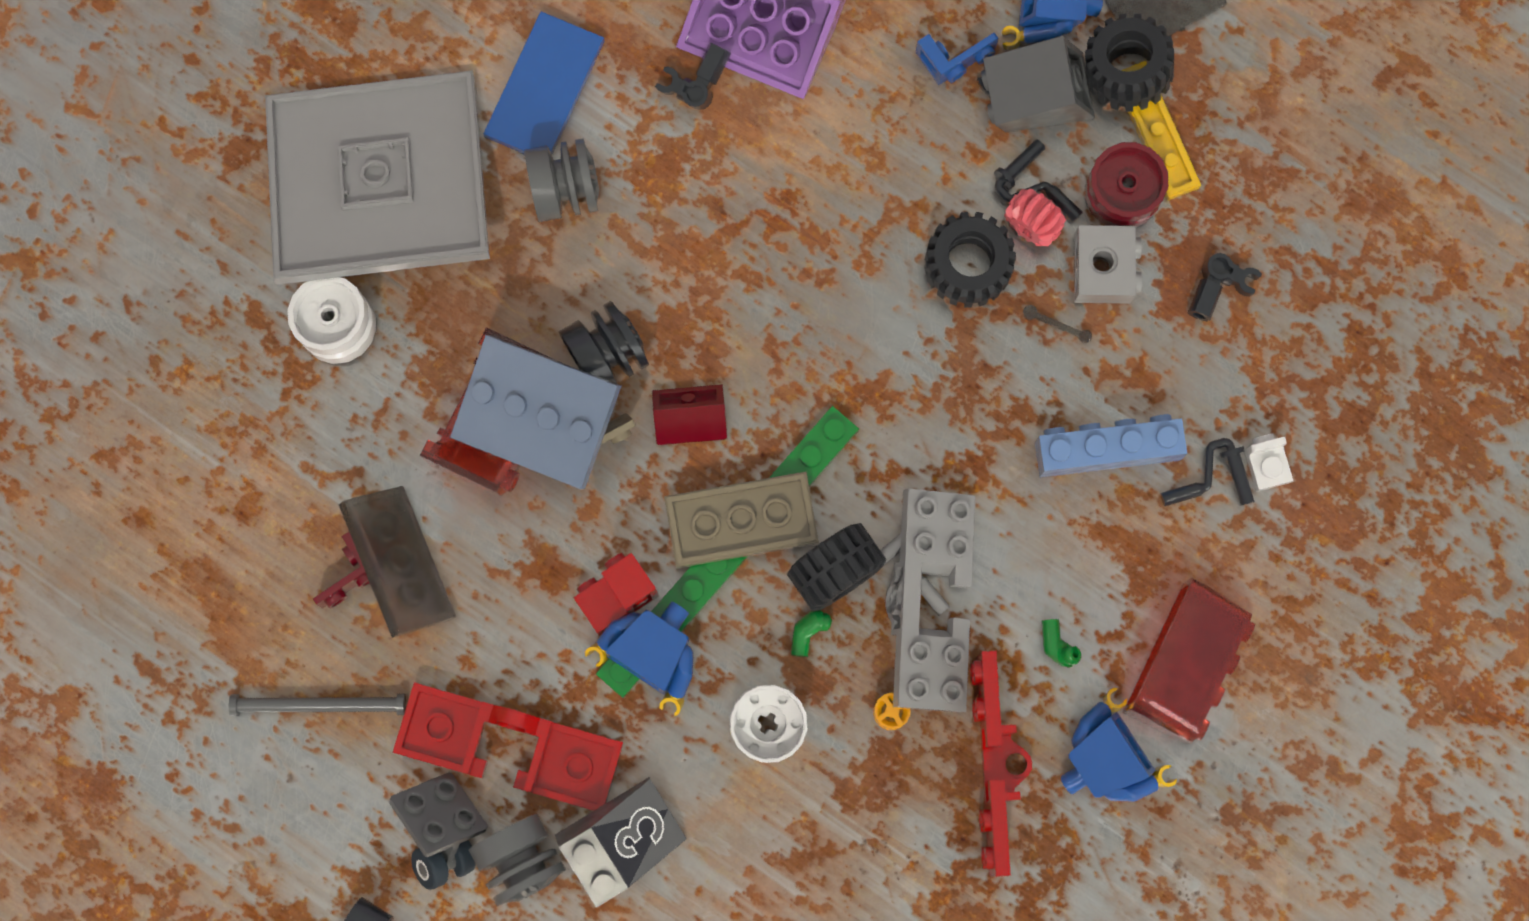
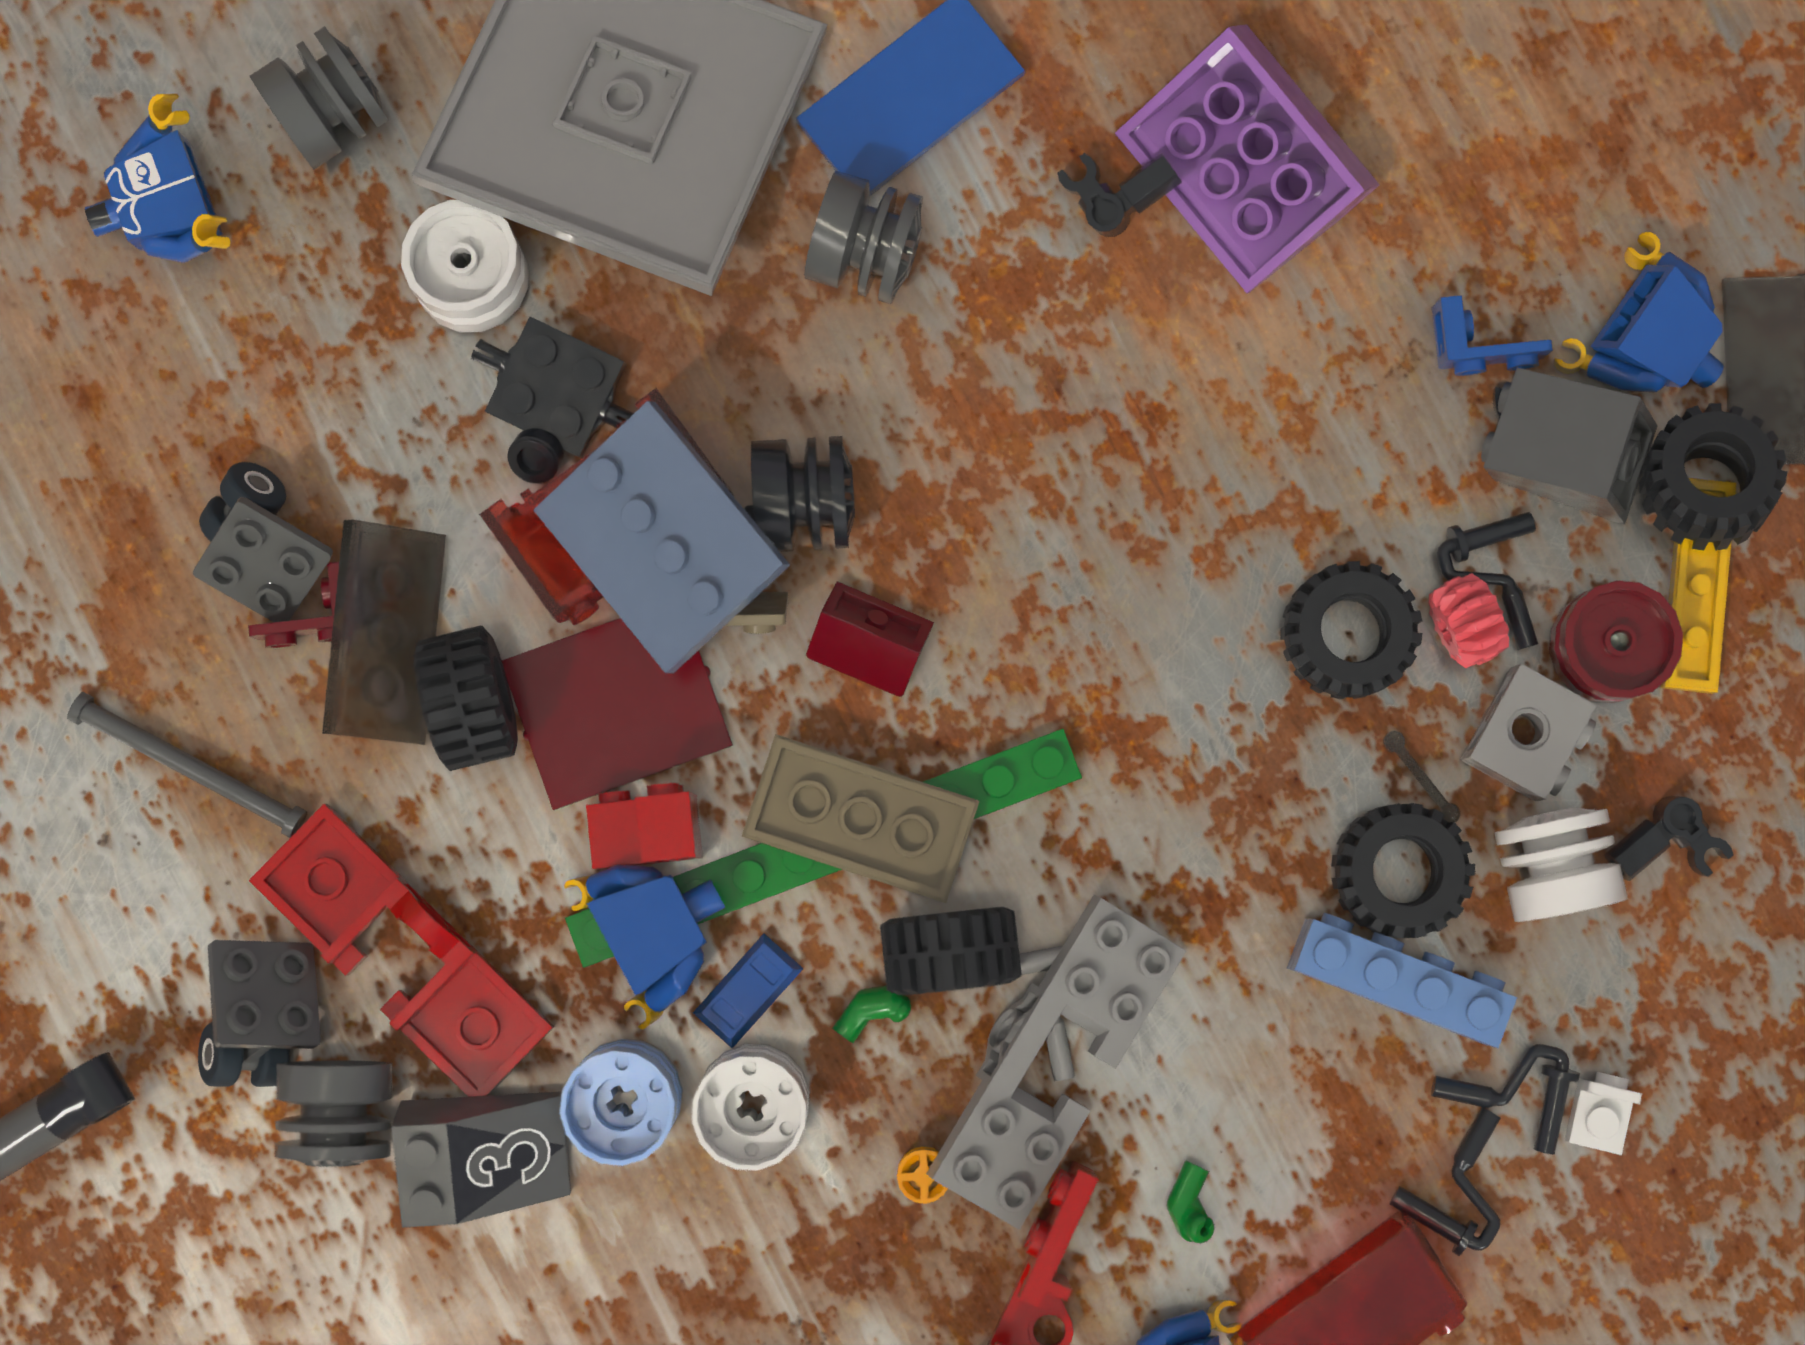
camera: 30 degrees right, 5 degrees up
(123, 371) = (159, 191): none -> blue torso
(192, 265) = (319, 97): none -> dark grey wheel
(291, 552) = (253, 550): none -> dark grey plate
(422, 364) = (554, 385): none -> black plate
(432, 410) = (535, 455): none -> black tile
(467, 571) = (465, 698): none -> black tyre
(558, 537) = (609, 713): none -> dark red piece
(693, 783) = (613, 1131): none -> light blue wheel
(728, 660) = (748, 990): none -> blue tile
(1092, 358) = (1448, 870): none -> black tyre
(1164, 328) = (1560, 864): none -> white wheel
(1219, 577) = (1440, 1222): none -> black piece

